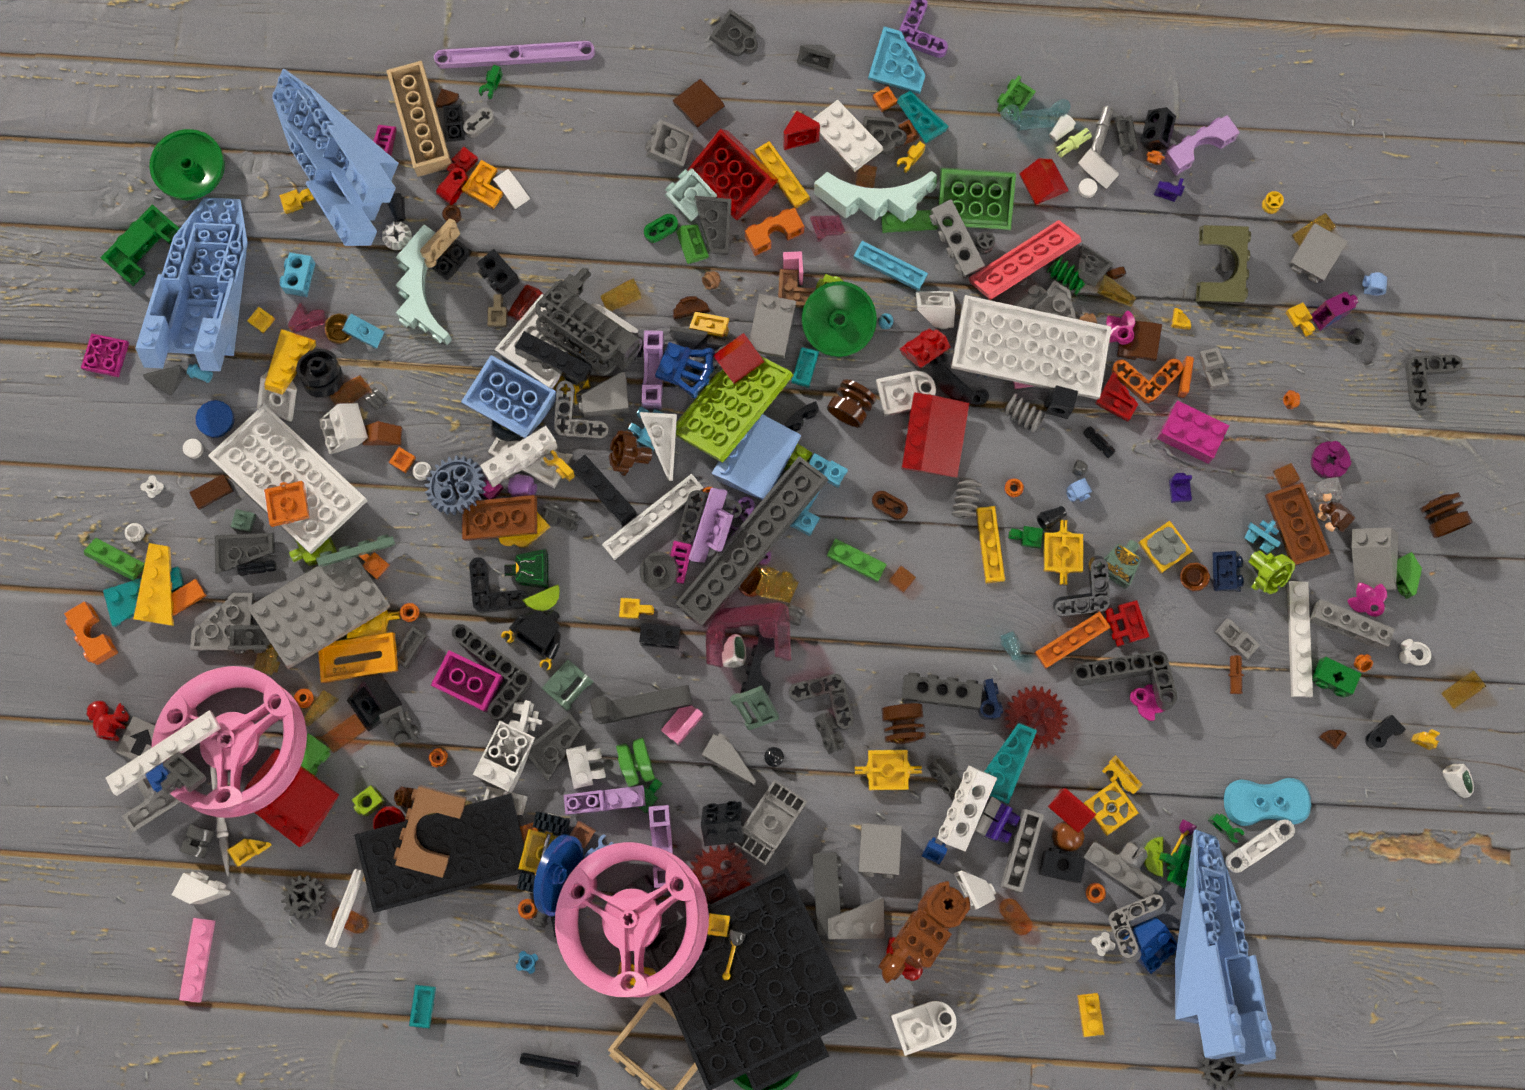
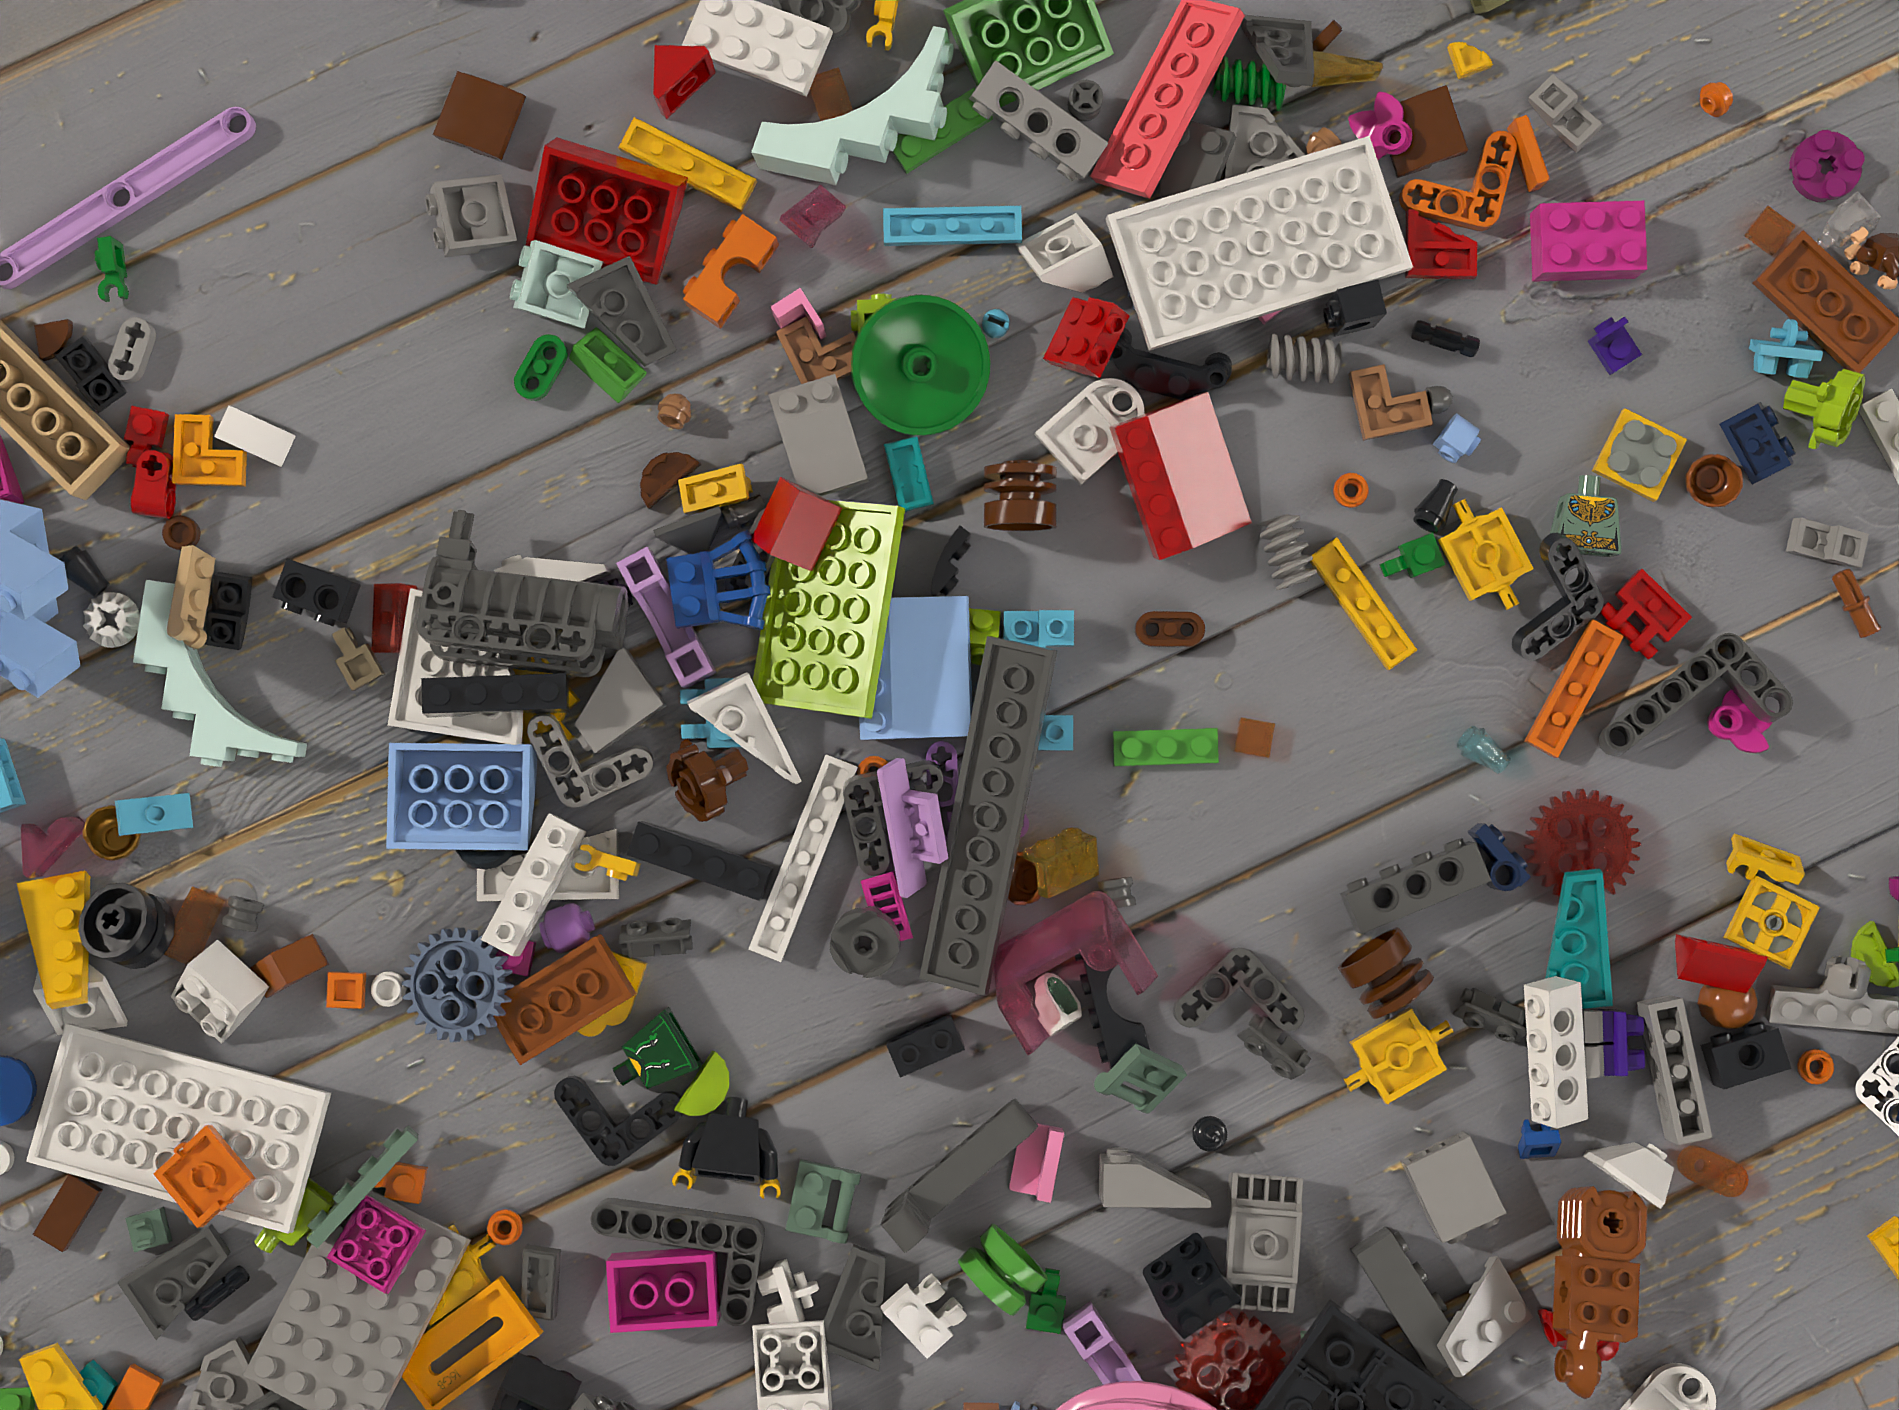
camera: 30 degrees left, 10 degrees up
(346, 582) = (376, 1244): none -> dark pink tile
(604, 800) = (984, 1351): lavender slope -> none
(621, 295) = (541, 519): clear yellow slope -> none
(632, 609) = (856, 1025): yellow plate -> none
(1048, 459) = (1379, 412): none -> medium nougat plate
(1097, 942) = (1858, 1136): white plate -> none

